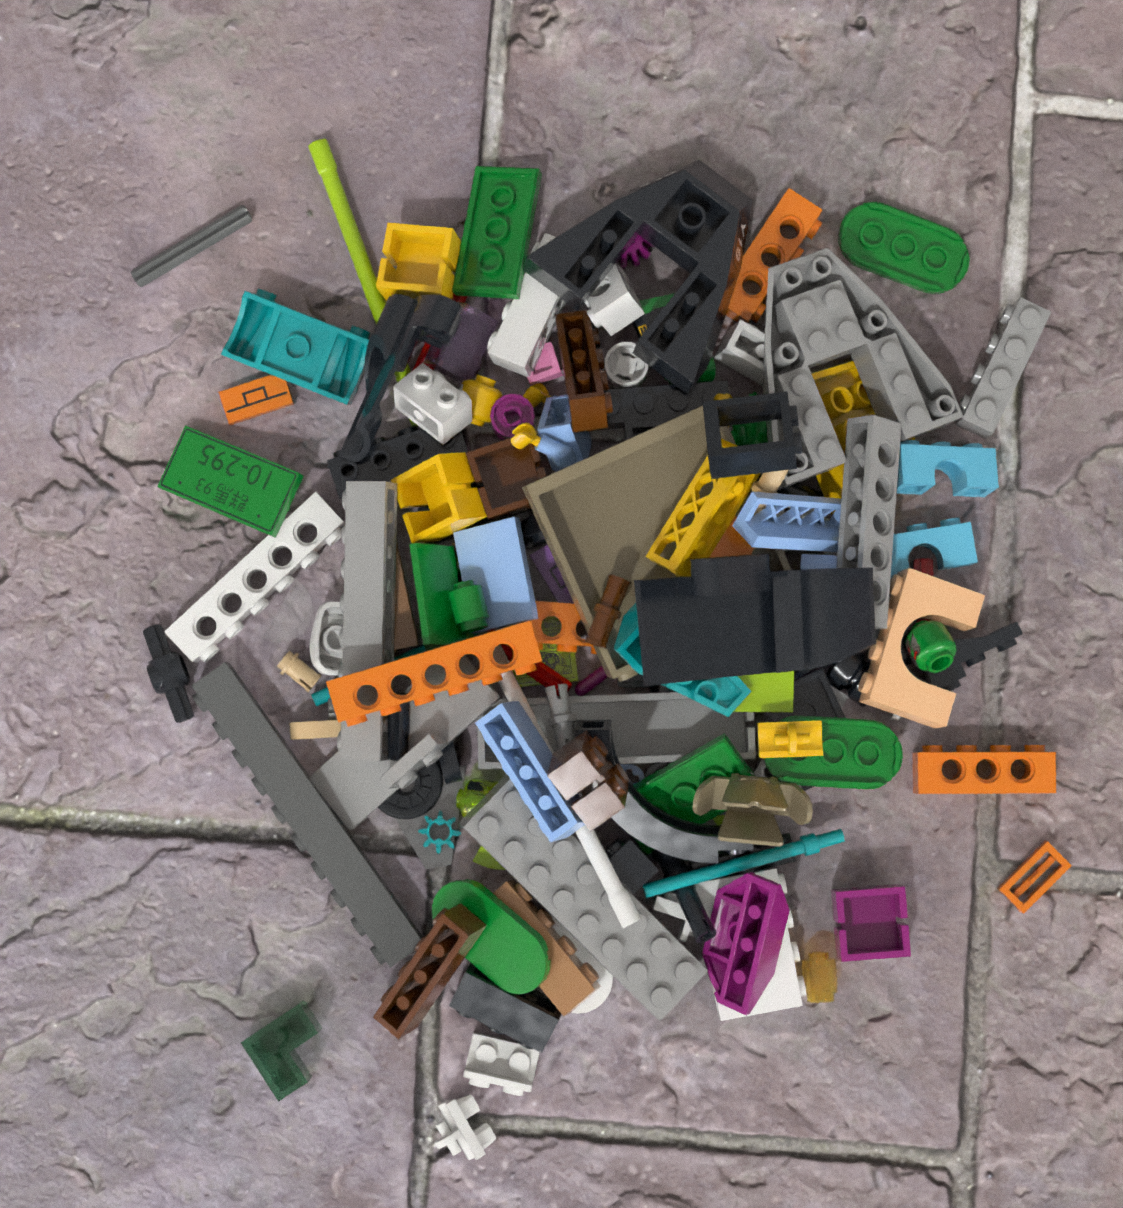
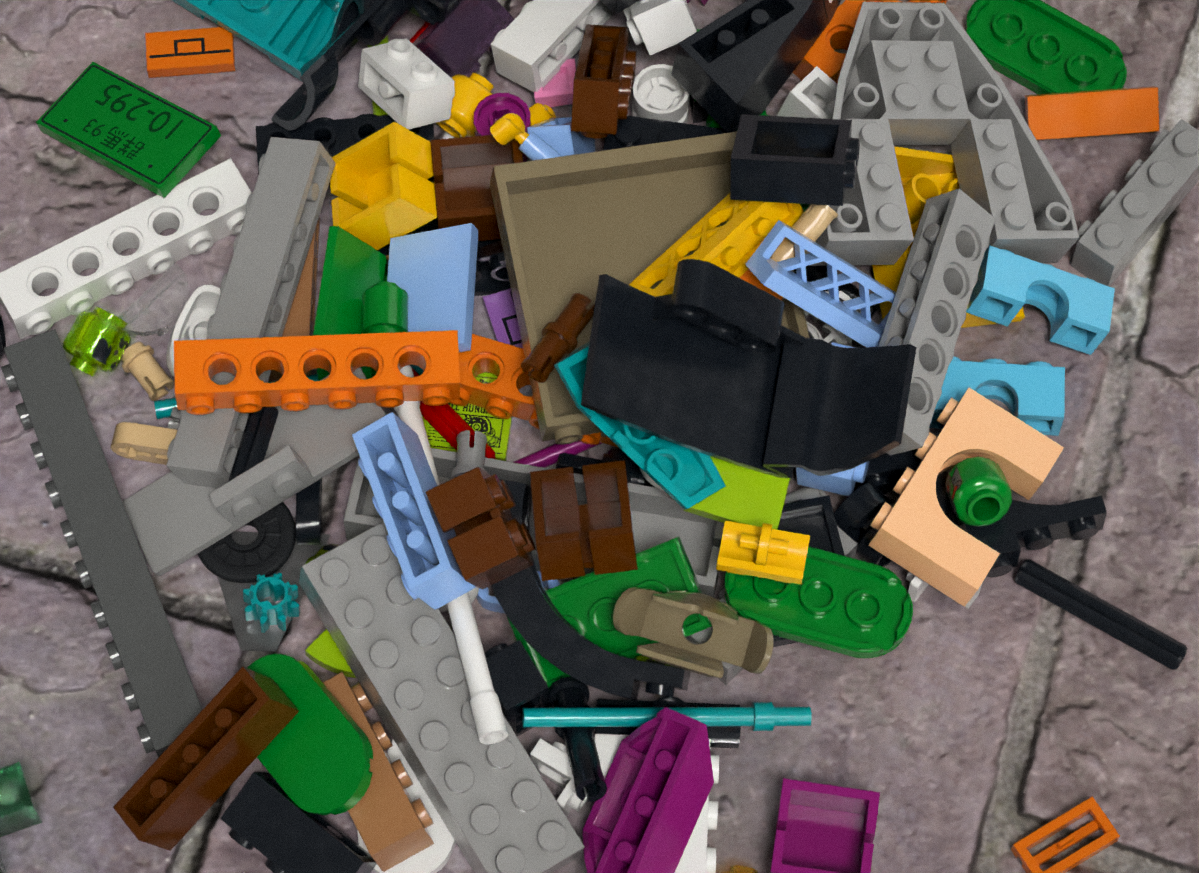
camera: 15 degrees right, 20 degrees down
(257, 660) = (96, 341): none -> clear neon green head
(656, 747) = (587, 534): none -> reddish brown piece
(949, 297) = (1093, 113): none -> orange tile
(1028, 701) = (1101, 614): none -> black axle
(1038, 775) = (996, 695): orange brick -> none

